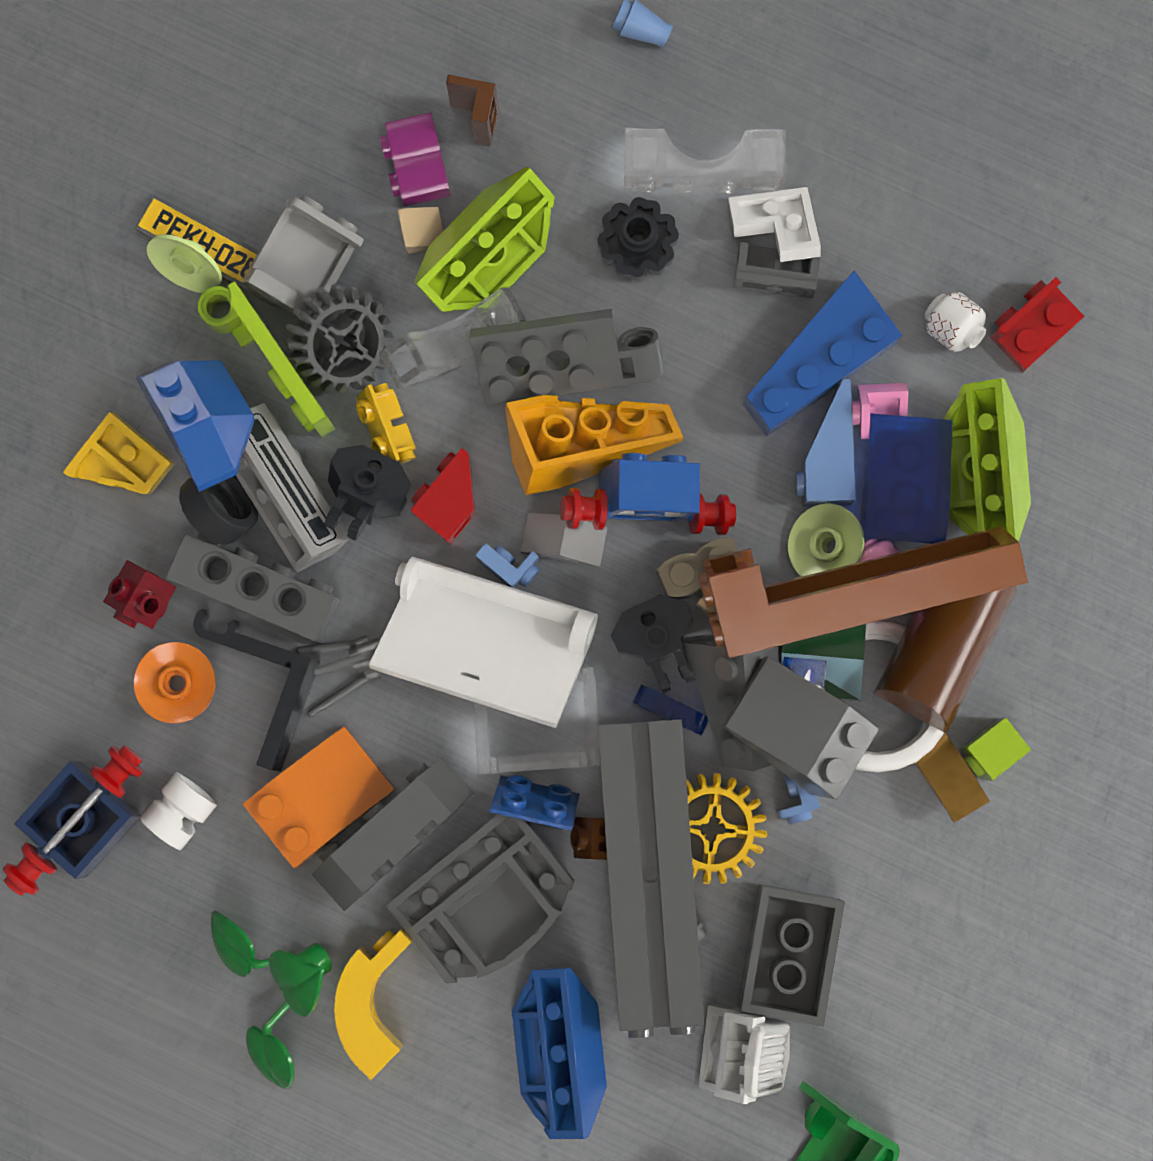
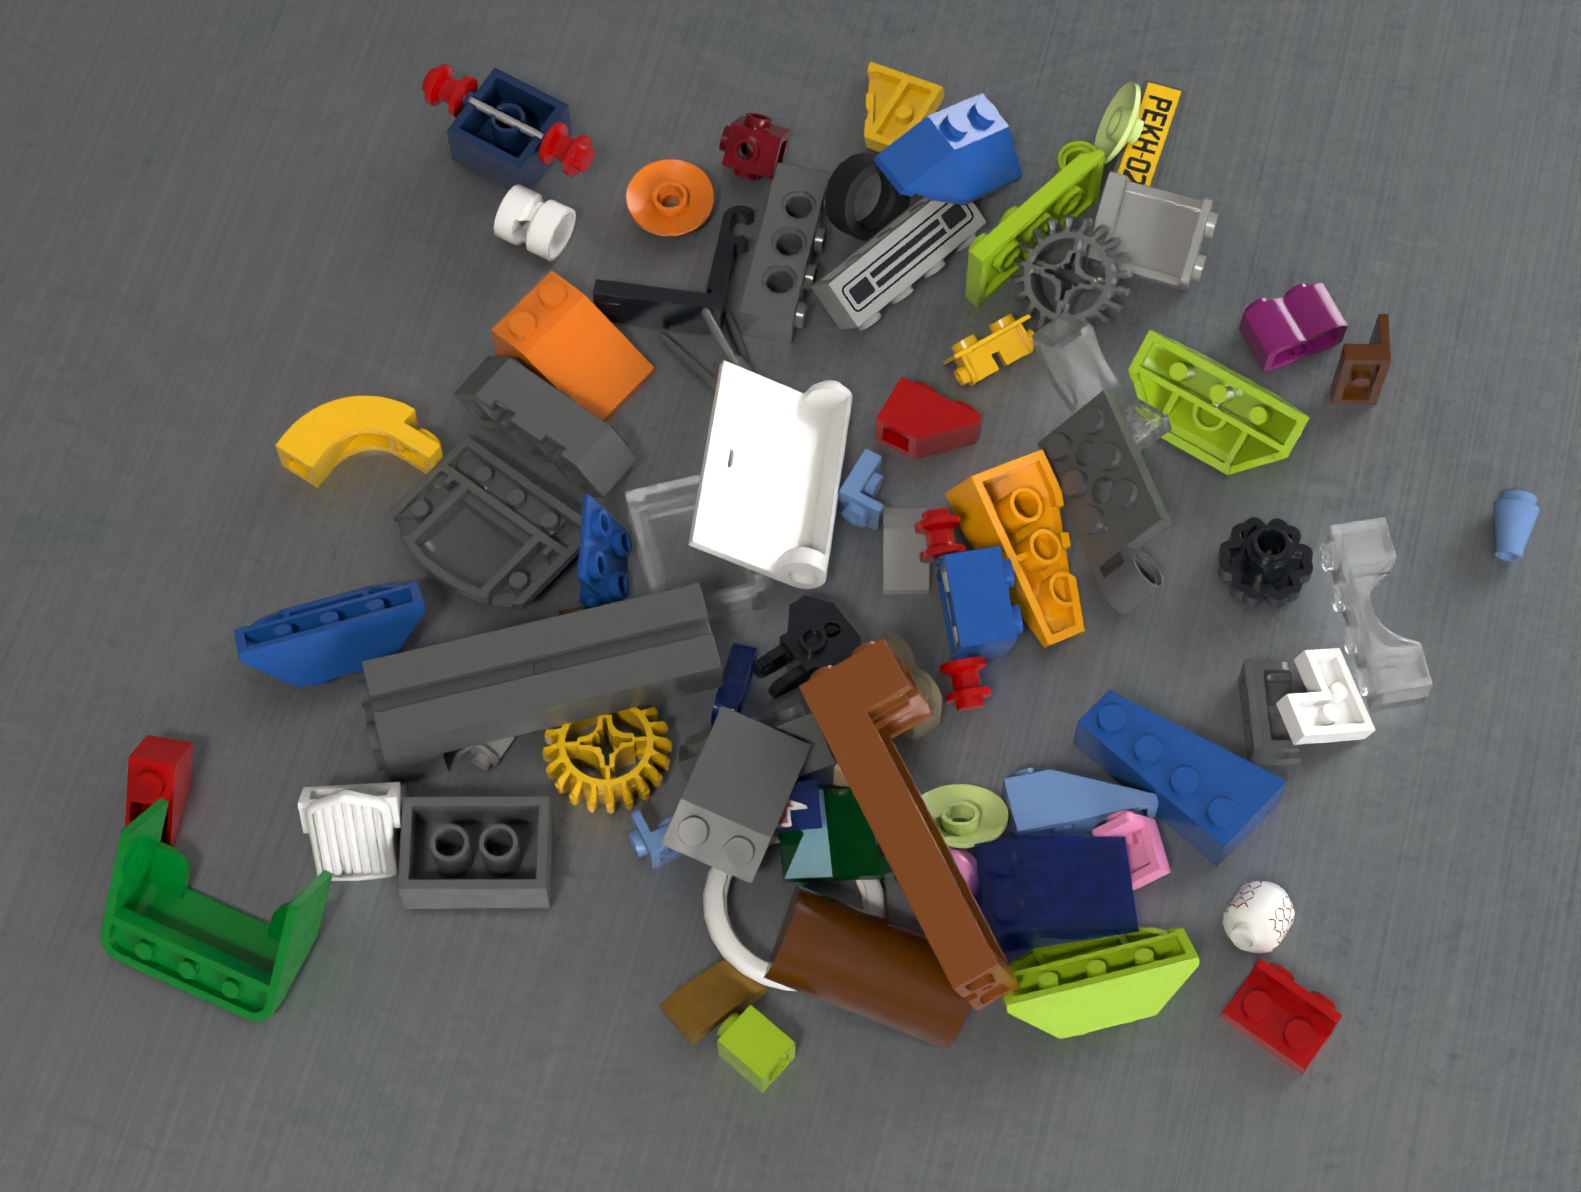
camera: 75 degrees right, 20 degrees down
(298, 979) = (383, 362): green plant -> none
(363, 490) = (917, 331): black hinge -> none
(419, 227) = (1219, 340): tan slope -> none

